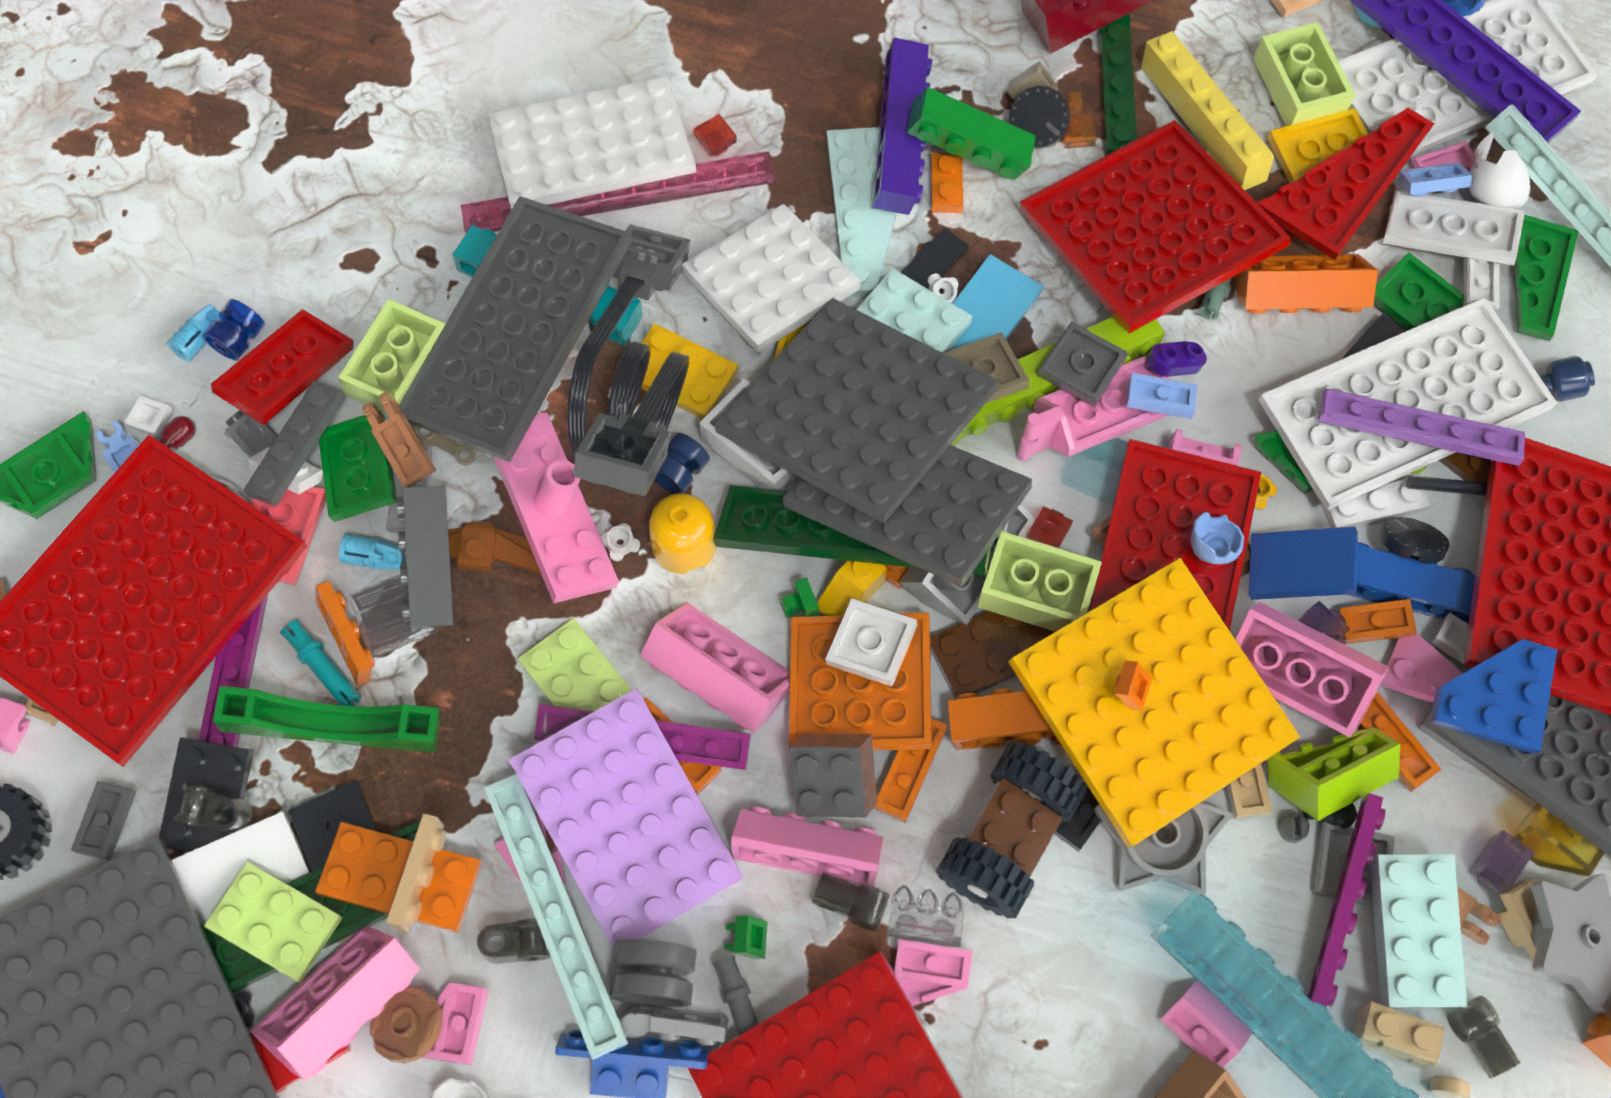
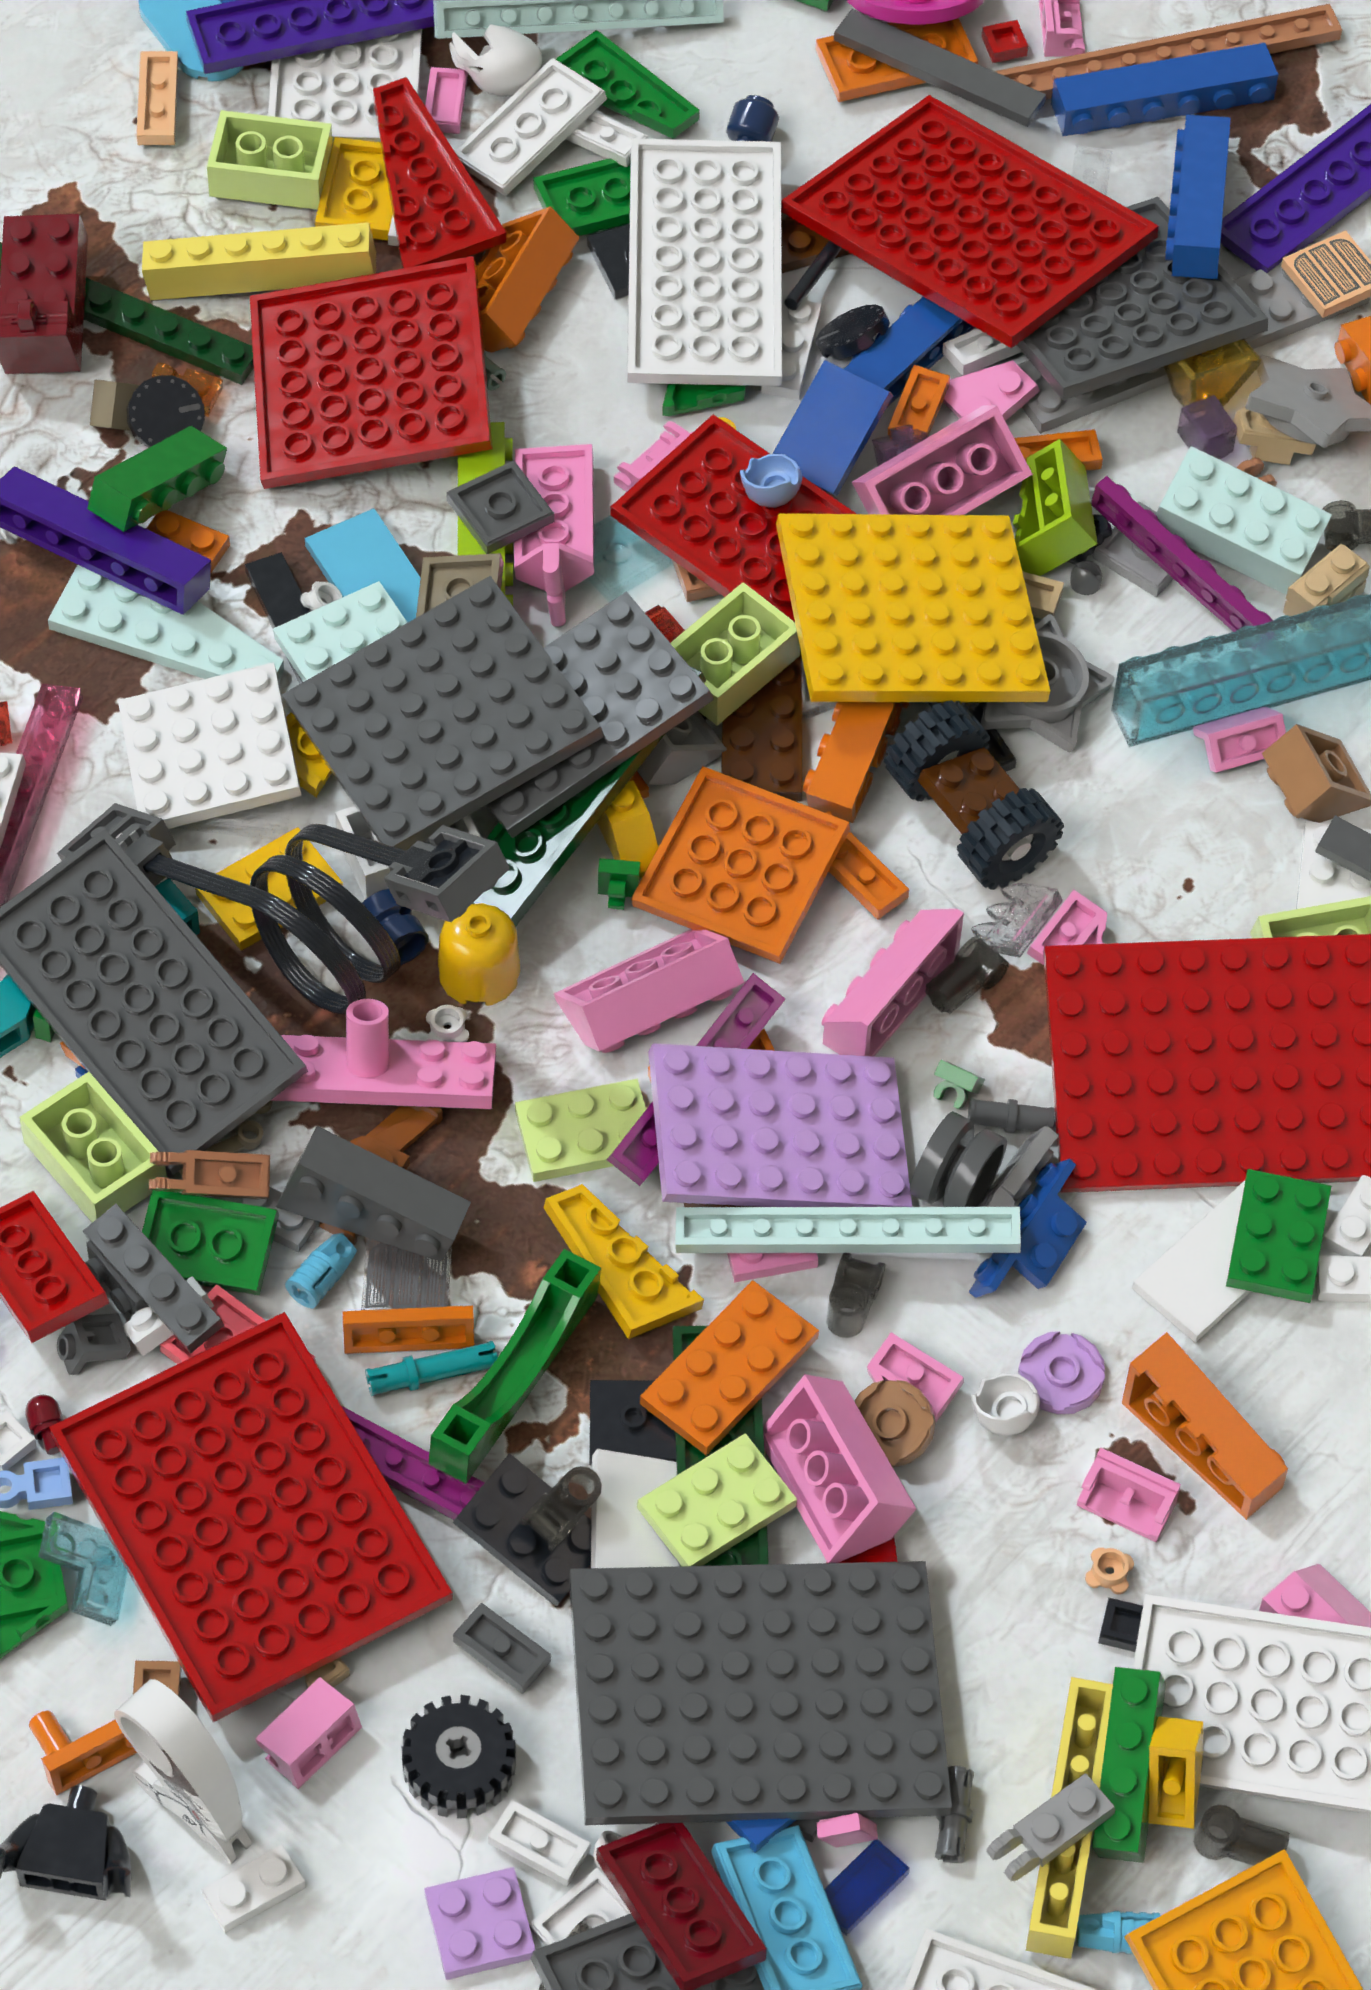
camera: 65 degrees left, 10 degrees down
(69, 496) = (98, 1565): none -> clear light blue plate
(417, 873) = (746, 1327): tan plate -> none
(461, 762) = (631, 1280): none -> yellow wing
(833, 775) = (836, 919): dark grey brick -> none
(871, 642) = (710, 826): white plate -> none
(1133, 685) = (897, 605): orange plate -> none
(1161, 395) = (578, 457): light blue plate -> none
(1176, 358) = (534, 430): dark purple plate -> none
(1422, 426) = (743, 260): medium lavender tile -> none
(1434, 178) = (466, 110): light blue plate -> none
(1501, 697) = (1063, 331): blue plate -> none

